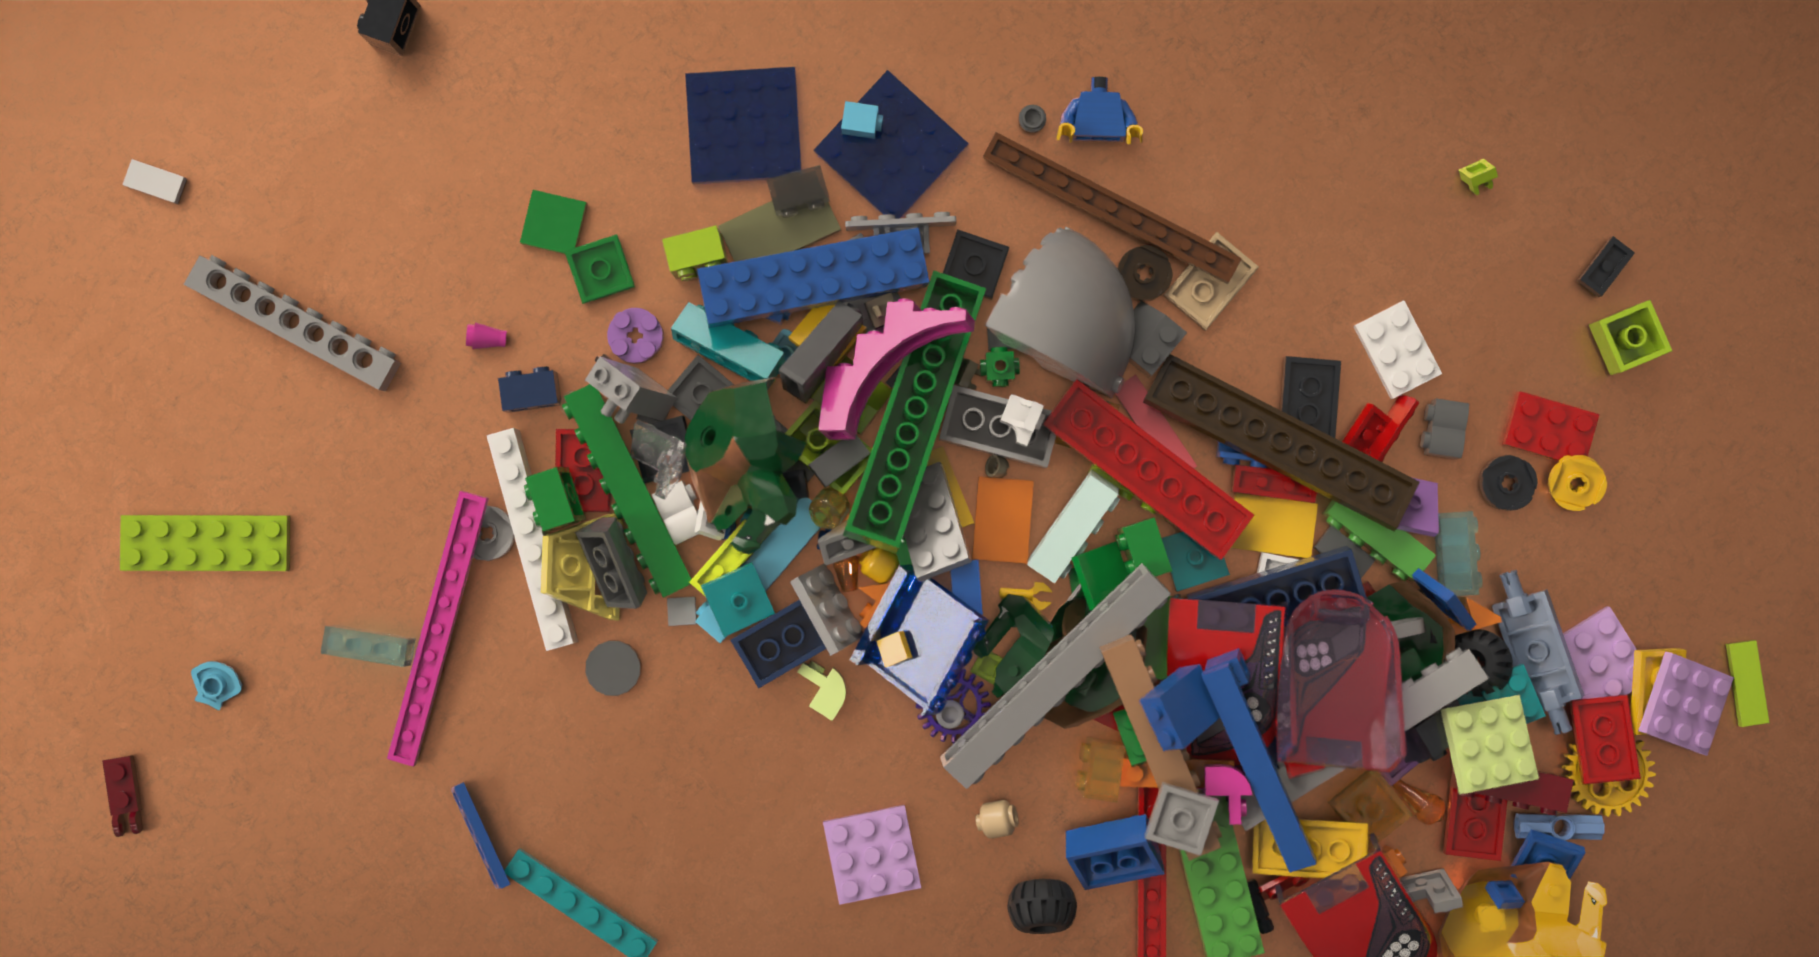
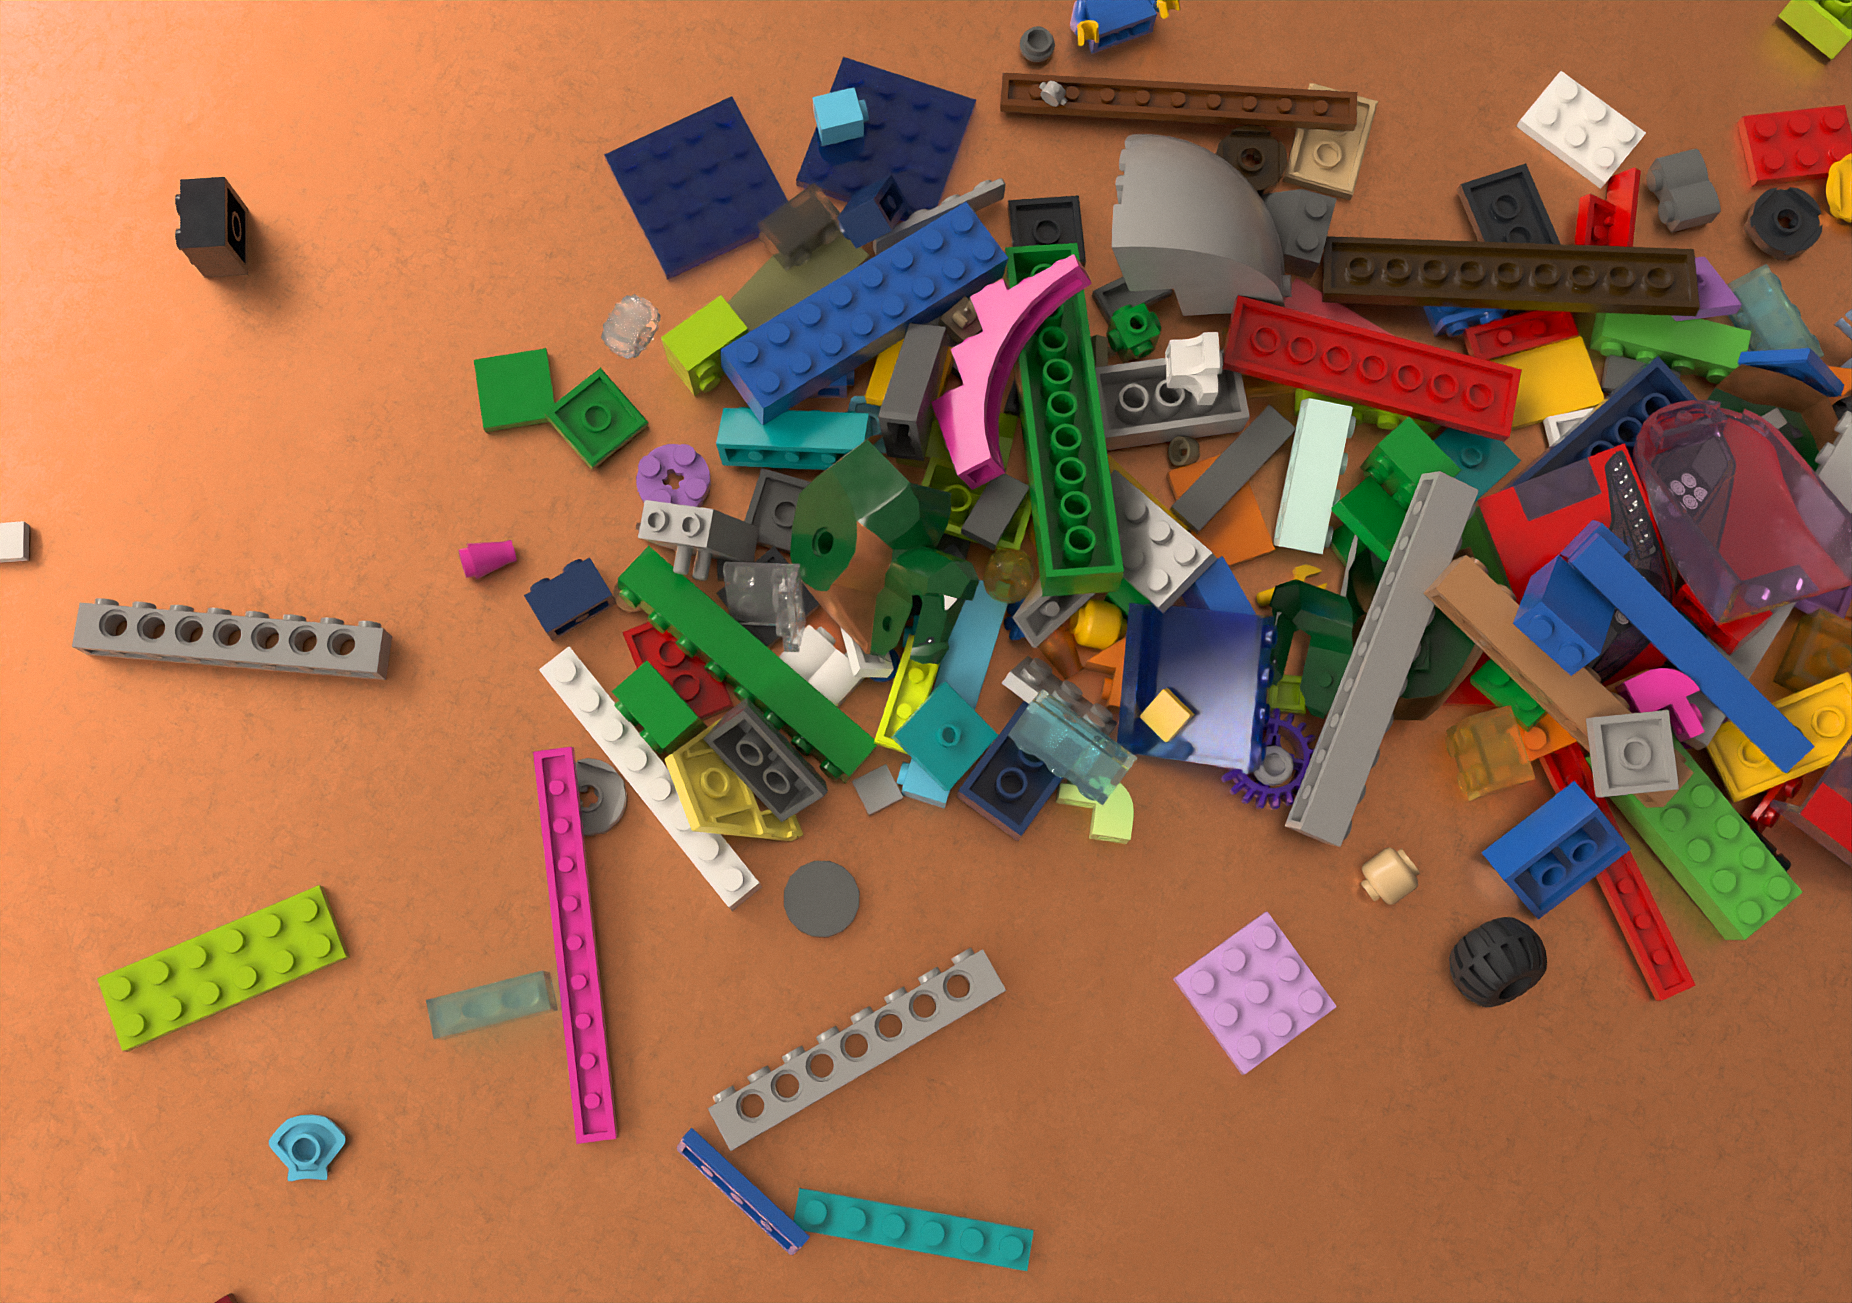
camera: 25 degrees left, 10 degrees down
(495, 793) = (740, 1128): none -> light grey brick
(649, 214) = (631, 326): none -> clear gear
(815, 647) = (1071, 747): none -> clear light blue brick
(853, 203) = (872, 211): none -> dark blue brick
(1022, 166) = (1053, 93): none -> light grey piece
(1023, 495) = (1233, 469): none -> dark grey tile

